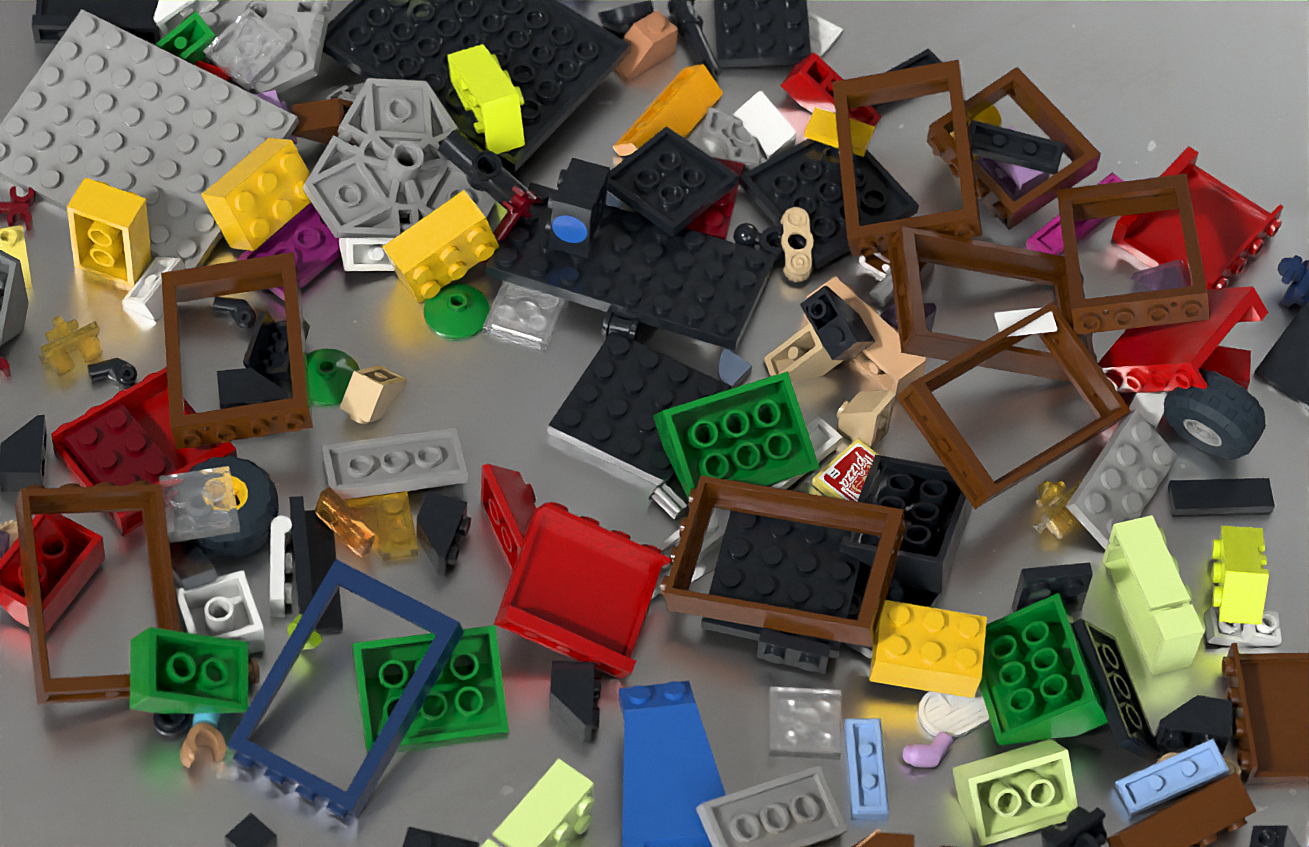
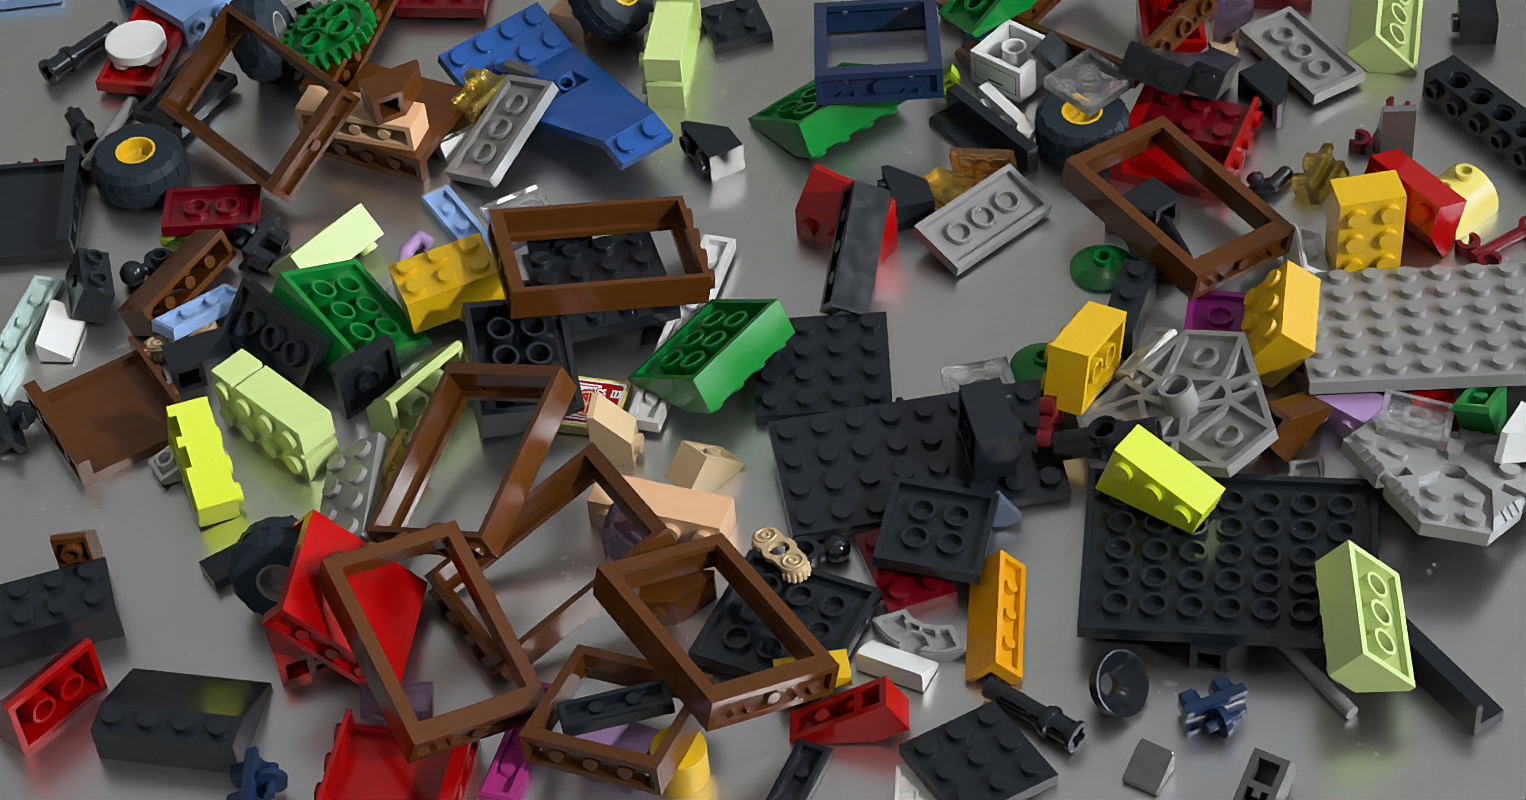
camera: 160 degrees right, 10 degrees down
(42, 240) = (1431, 205): none -> red slope
(118, 459) = (1202, 73): none -> black arch
(353, 302) = (1135, 294): none -> black brick
(371, 393) = (1048, 261): tan slope -> none
(548, 463) = (855, 249): none -> black panel
(580, 589) = (750, 175): red panel -> none
(651, 42) = (1069, 675): nougat slope -> none
(733, 368) = (759, 435): sand blue tile -> none
(837, 324) = (677, 463): black slope -> none
(995, 553) = (407, 400): none -> yellowish green slope
(1041, 325) = (513, 492): white sticker -> none

